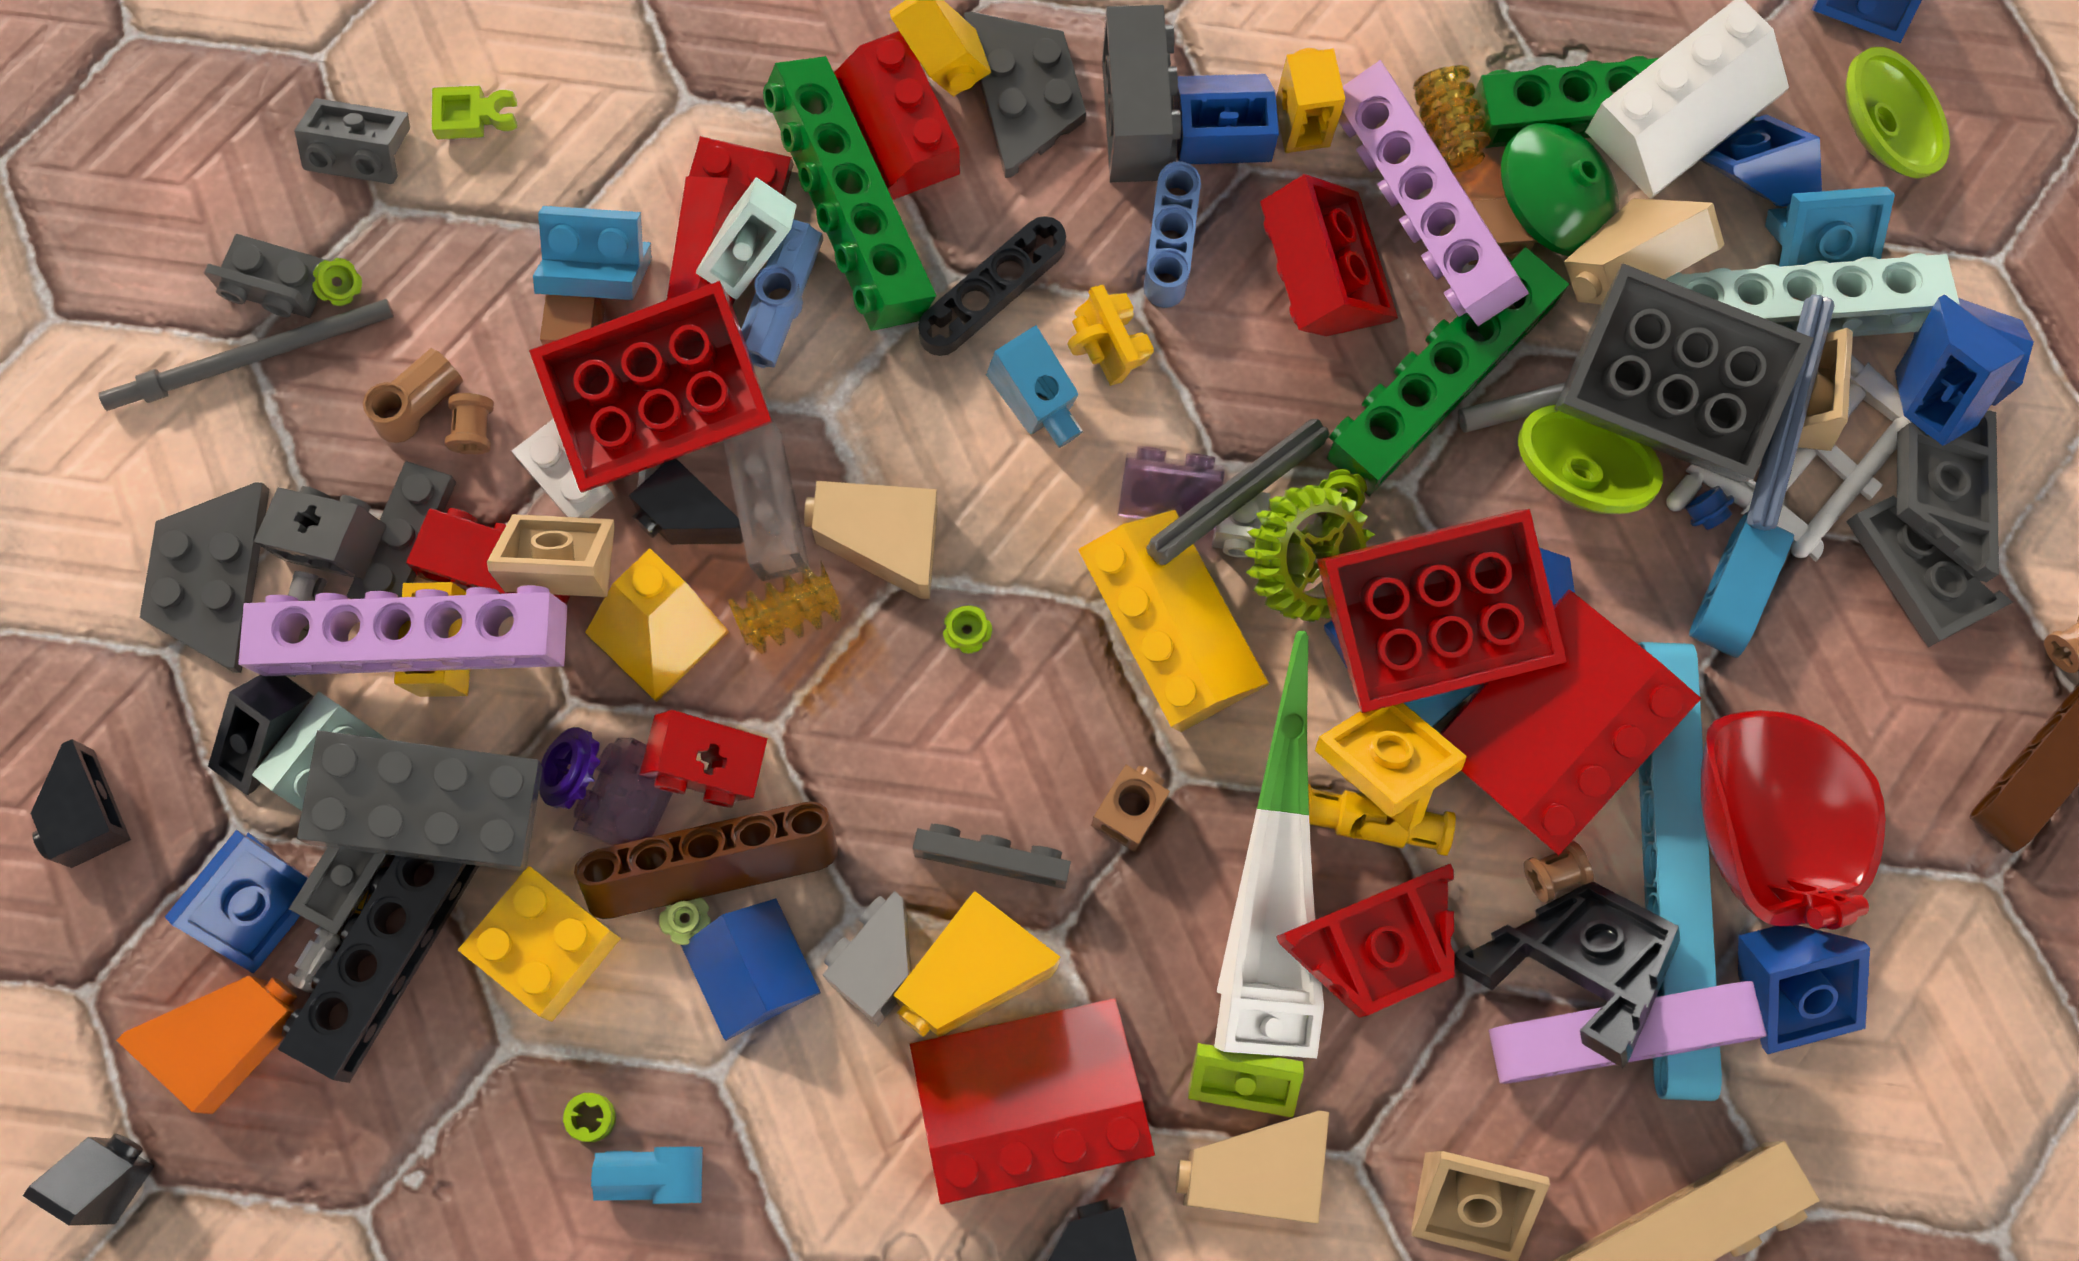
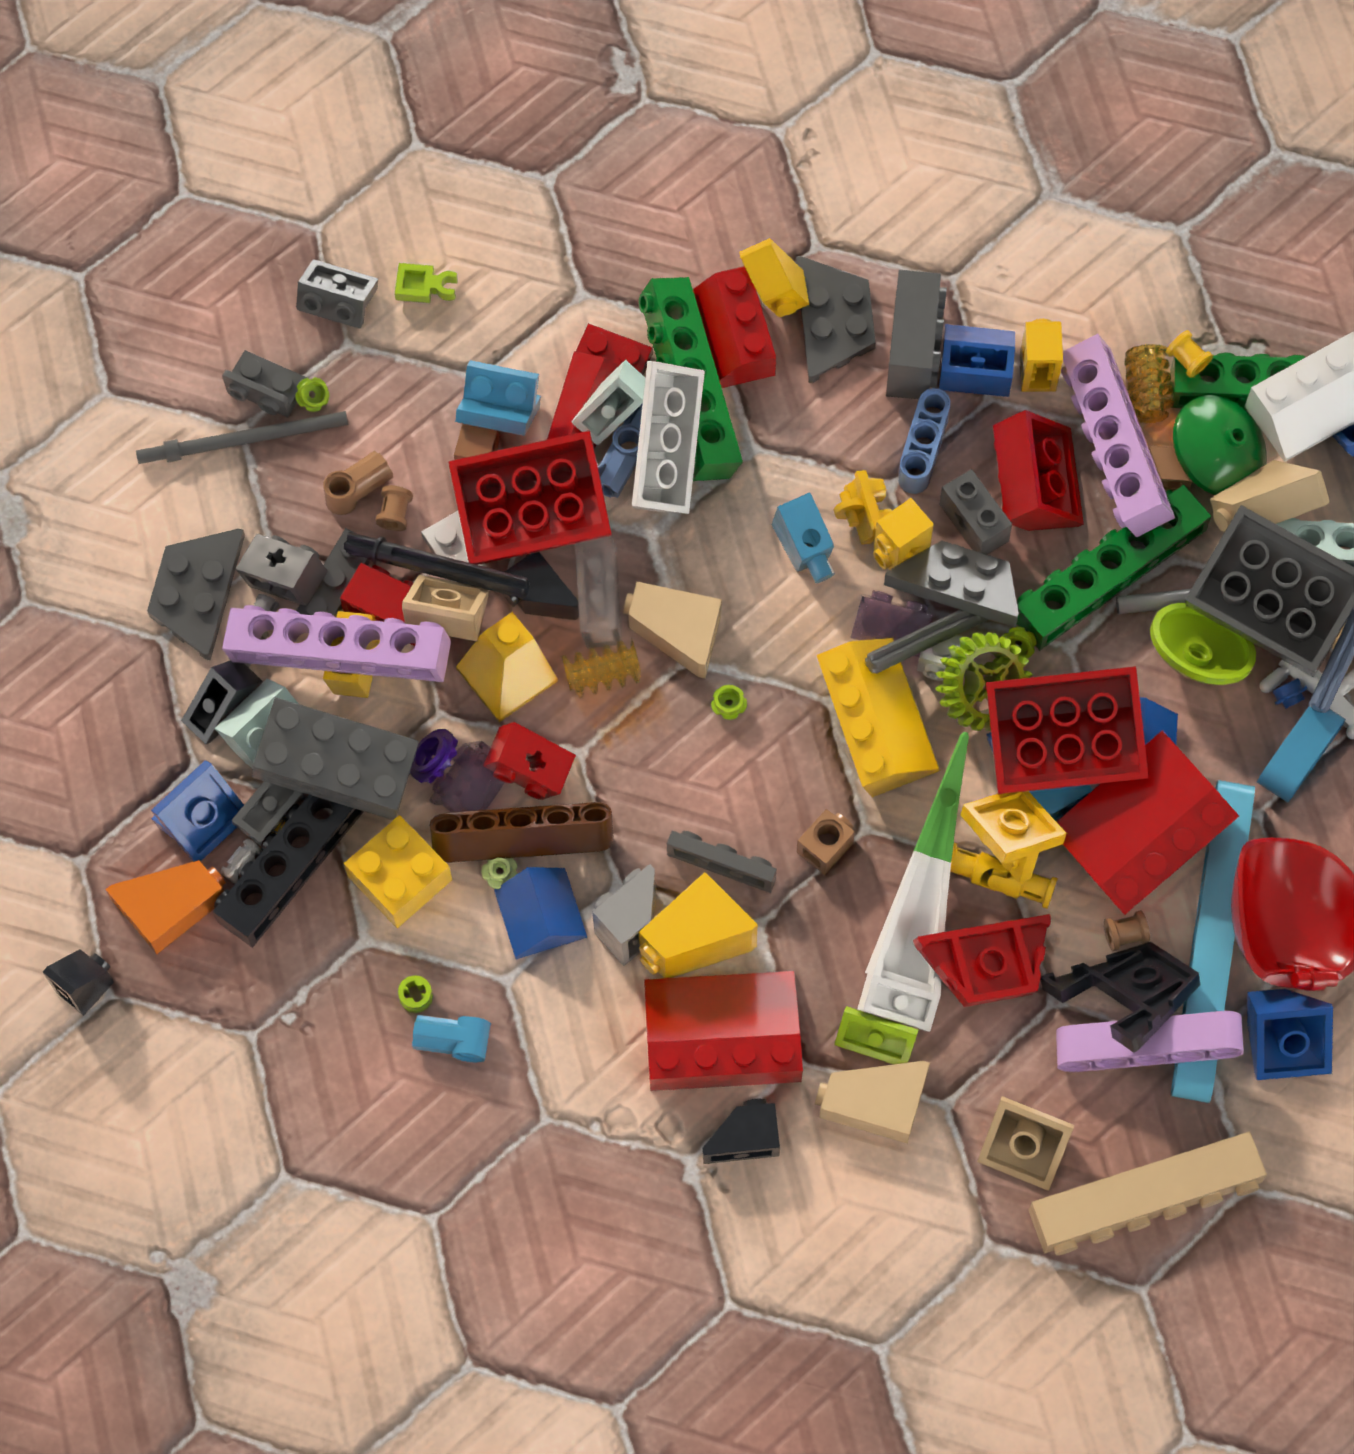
camera: 15 degrees right, 5 degrees down
(76, 809) = (90, 736): black slope -> none
(460, 488) = (444, 567): none -> black axle
(829, 275) = (668, 438): none -> white slope
(986, 280) = (789, 464): black beam -> none
(1167, 369) = (901, 535): none -> yellow brick
(1253, 418) = (959, 580): none -> dark grey wing
(1257, 323) = (975, 513): none -> dark grey brick
(1504, 71) = (1189, 353): none -> yellow bush

